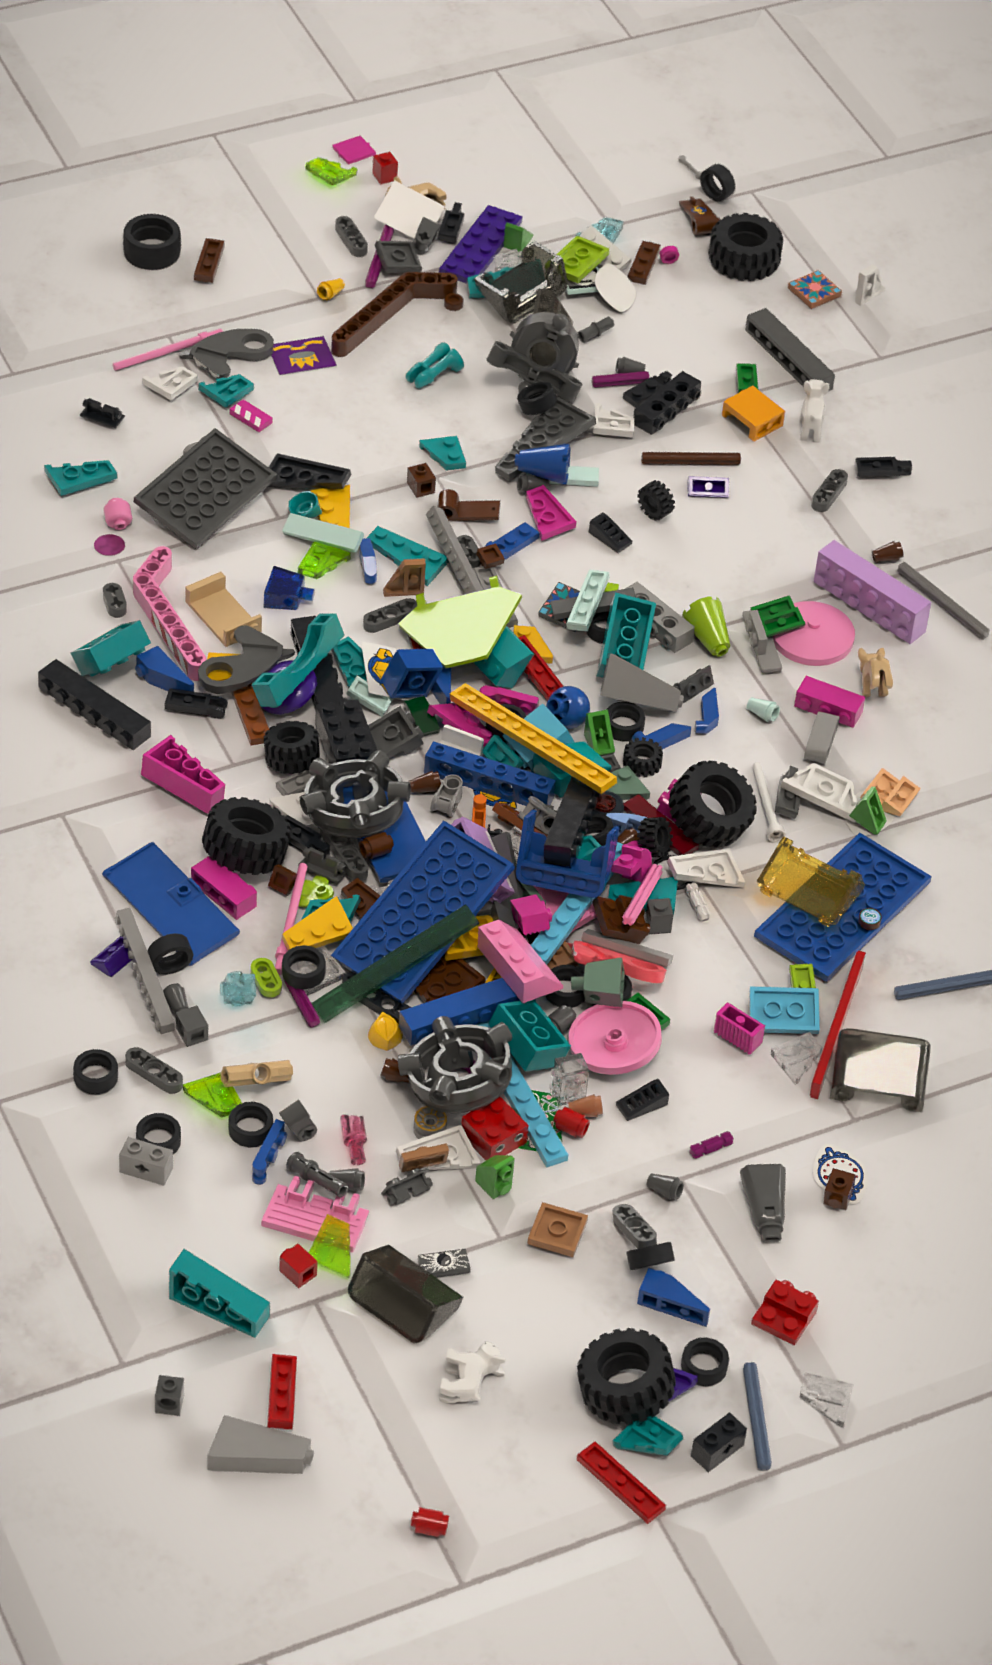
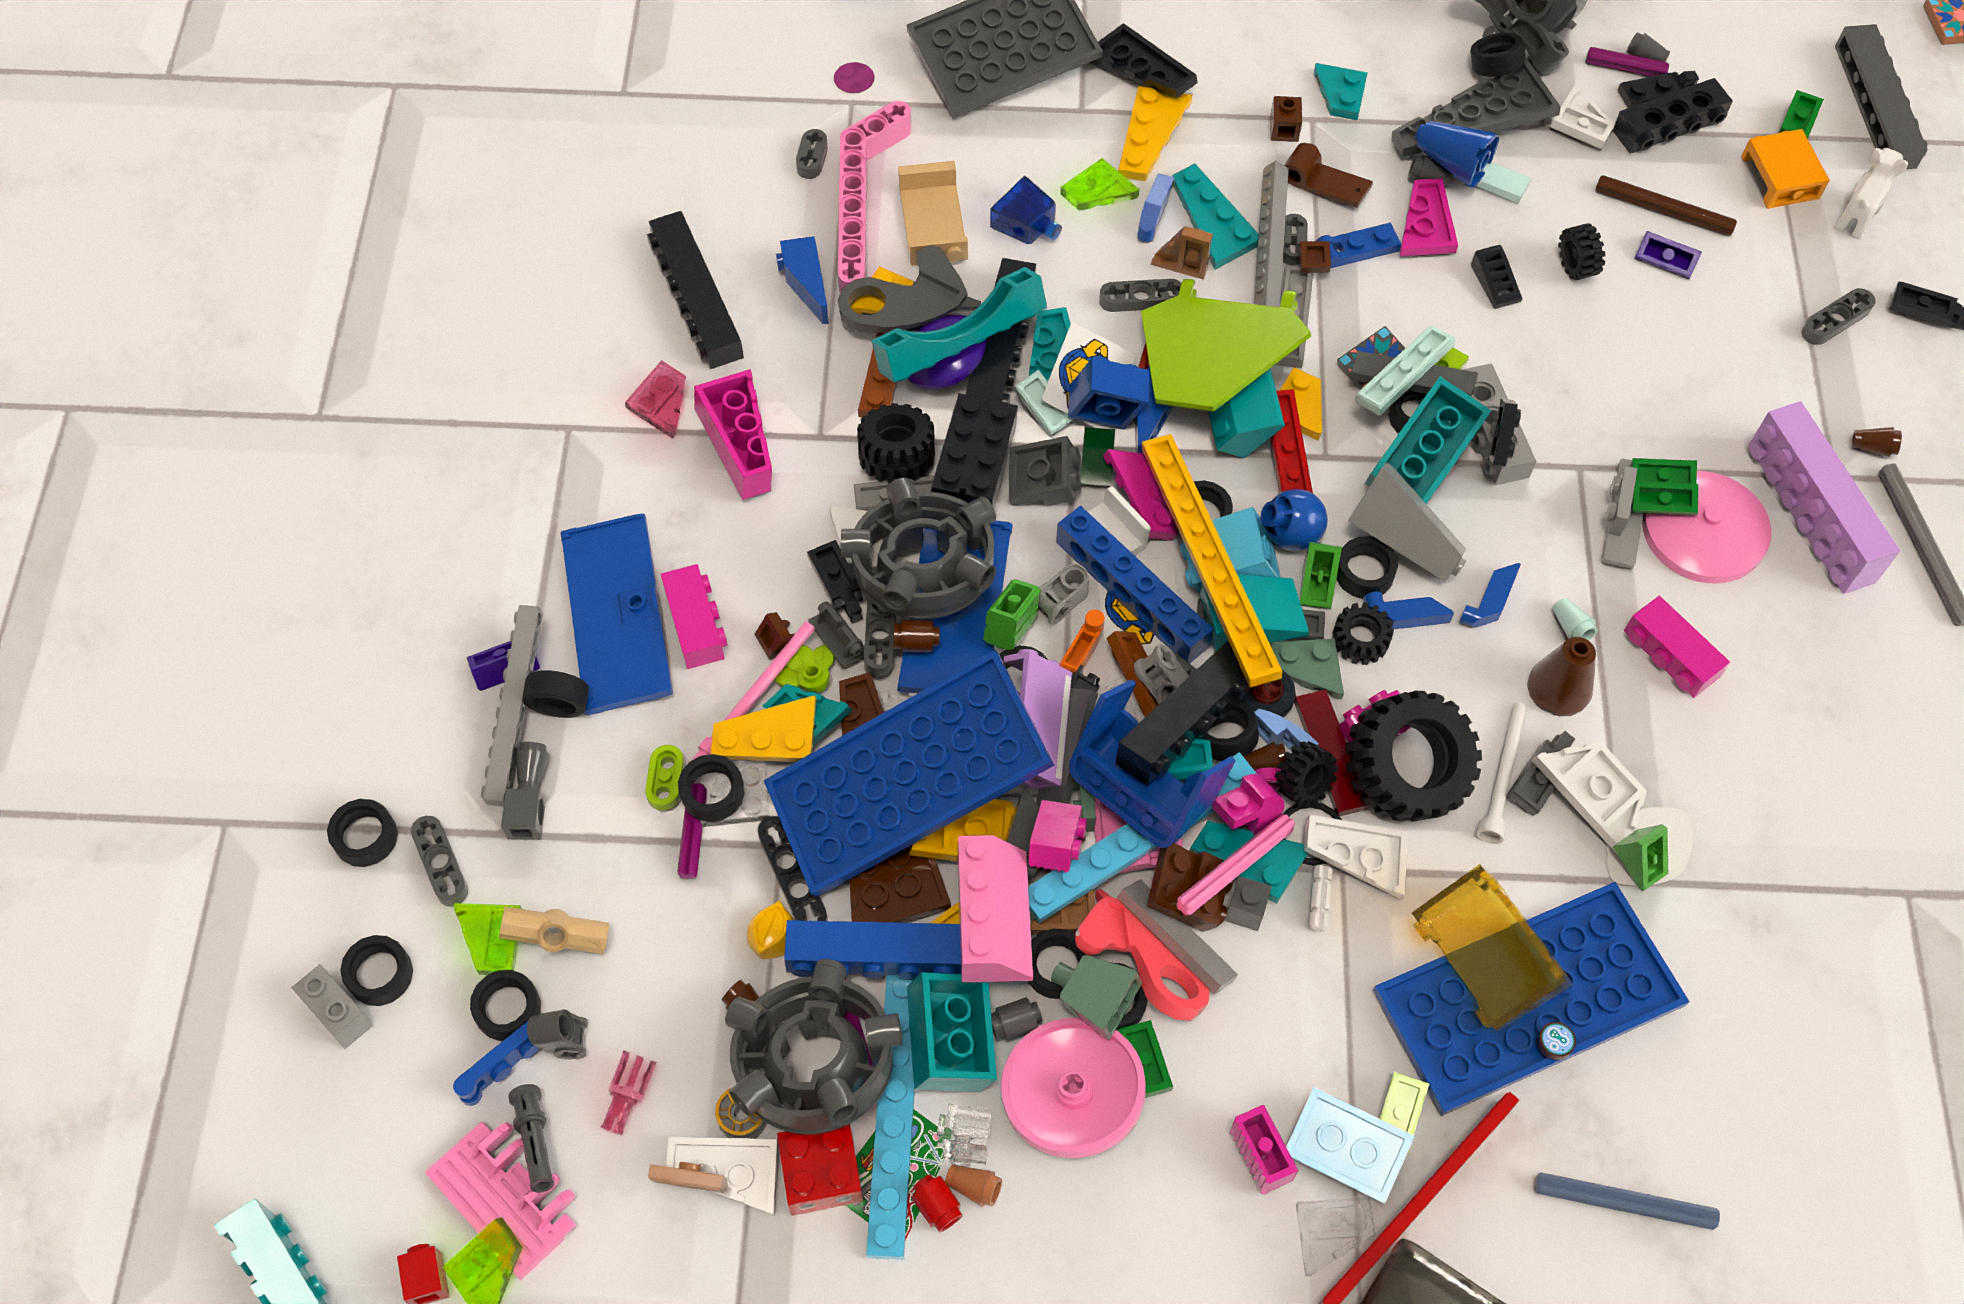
camera: 30 degrees right, 15 degrees up
(111, 648) = (754, 220): teal brick -> none
(115, 776) = (659, 398): none -> clear pink wing
(117, 513) = (882, 40): bright pink head -> none
(195, 703) = (820, 331): black hinge -> none
(238, 988) = (624, 783): clear light blue brick -> none
(246, 835) = (756, 524): black tyre -> none
(305, 505) = (1116, 105): teal hat -> none
(323, 532) = (1117, 150): light aqua tile -> none
(353, 1177) = (578, 1157): dark grey cone -> none
(395, 963) = (830, 837): clear green tile -> none
(398, 1188) = (664, 1203): dark grey hinge -> none
(425, 783) = (1044, 560): reddish brown cone -> none
(427, 813) = (1012, 614): none -> bright green brick
(496, 1175) = (775, 1250): bright green slope -> none
(499, 751) = (1168, 558): teal plate -> none
(504, 696) = (1240, 489): dark pink hinge -> none
(654, 1090) = (1075, 1221): black slope -> none
(668, 613) = (1502, 430): none -> black hinge
(695, 683) = (1497, 546): dark grey hinge -> none
(709, 624) = (1560, 465): lime cone -> none
(775, 737) = (1564, 678): none -> reddish brown cone
(821, 737) = (1636, 700): light grey beam -> none
(875, 672) = (1765, 627): tan animal -> none
(893, 793) = (1697, 829): light nougat slope -> none

